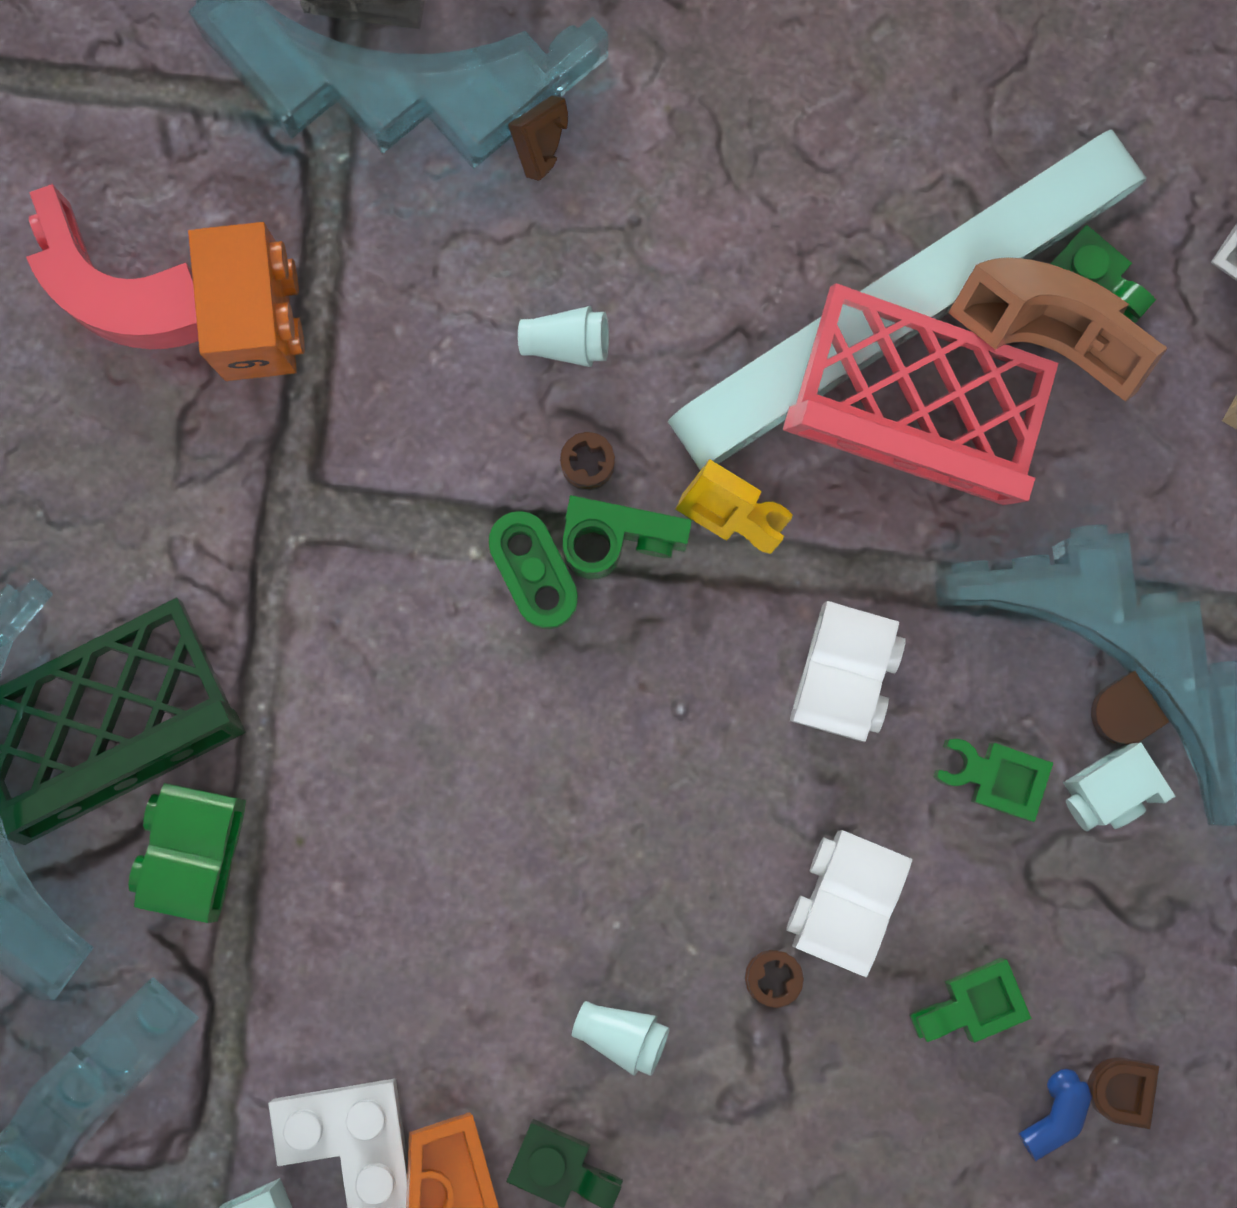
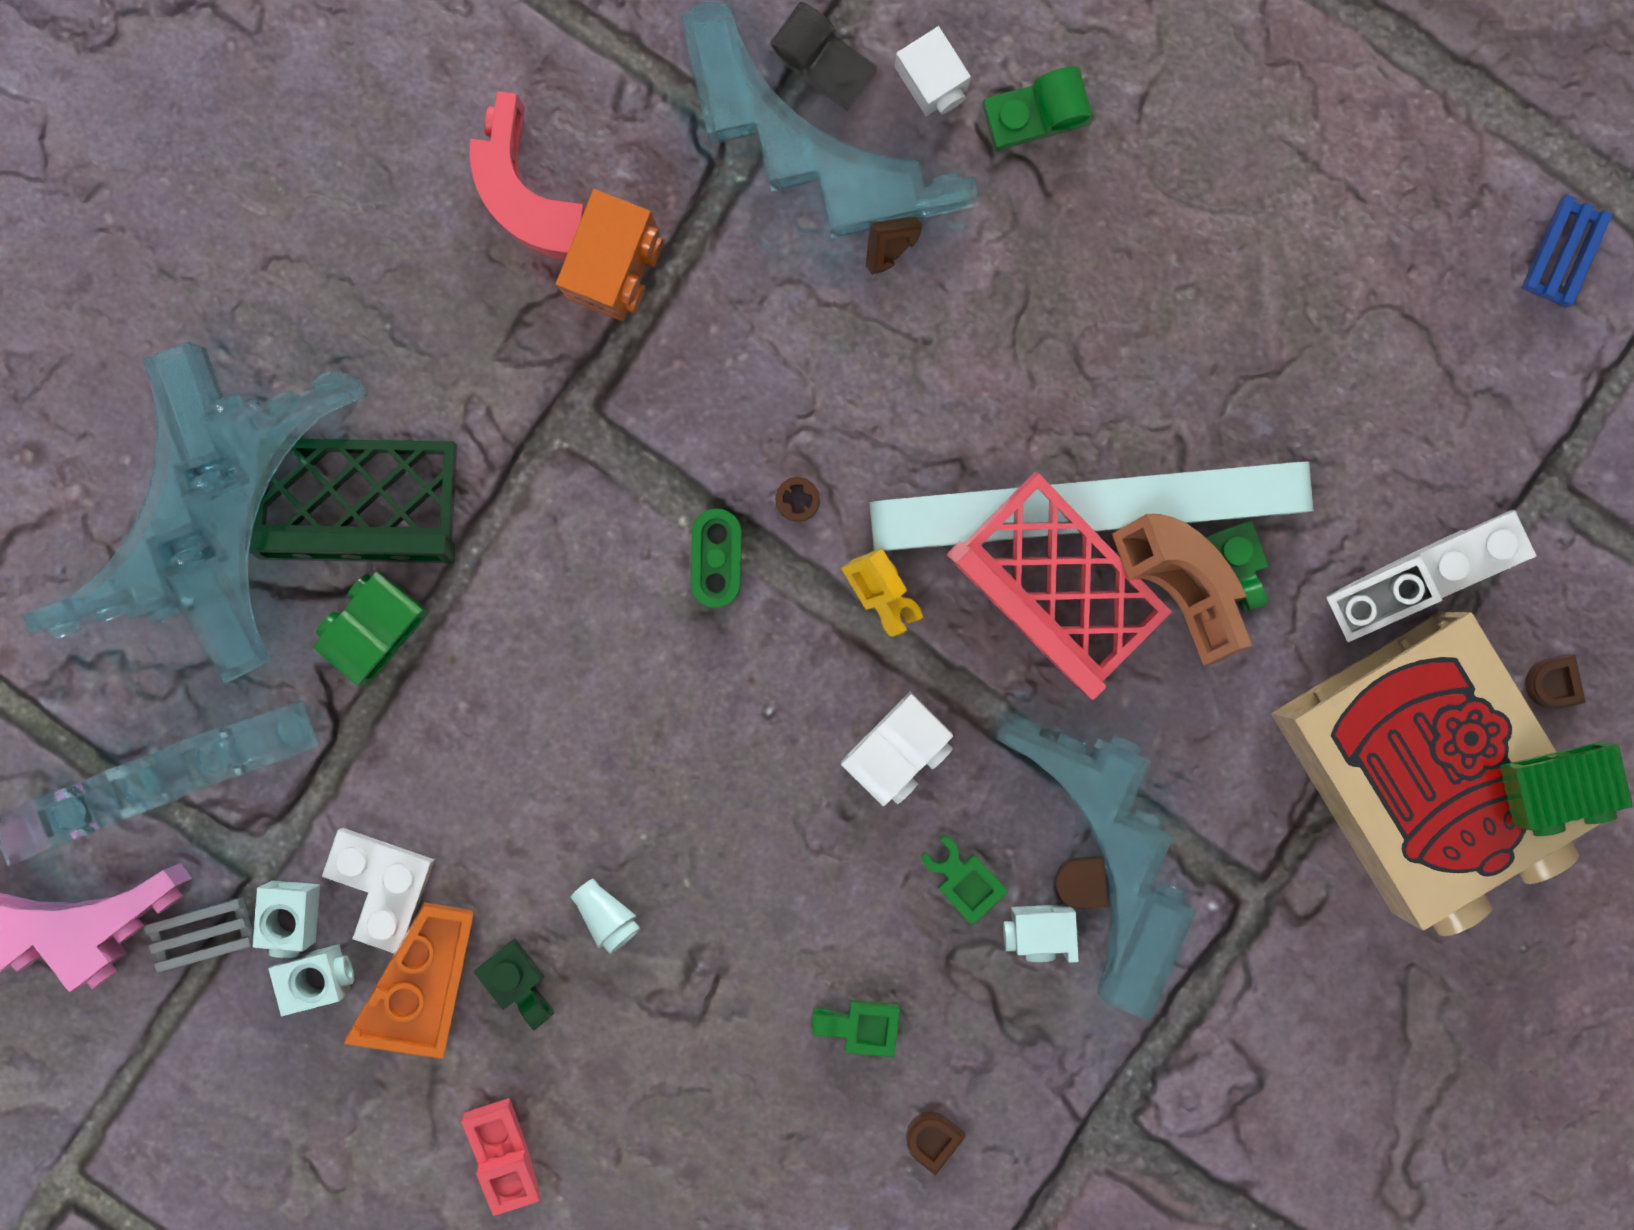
camera: 30 degrees right, 5 degrees up
(568, 336) = (830, 401): light aqua cone -> none
(654, 533) = (815, 578): green plate -> none
(791, 985) = (722, 922): reddish brown bush -> none
(850, 901) = (812, 910): white brick -> none
(1065, 1118) = (882, 1135): blue arm -> none

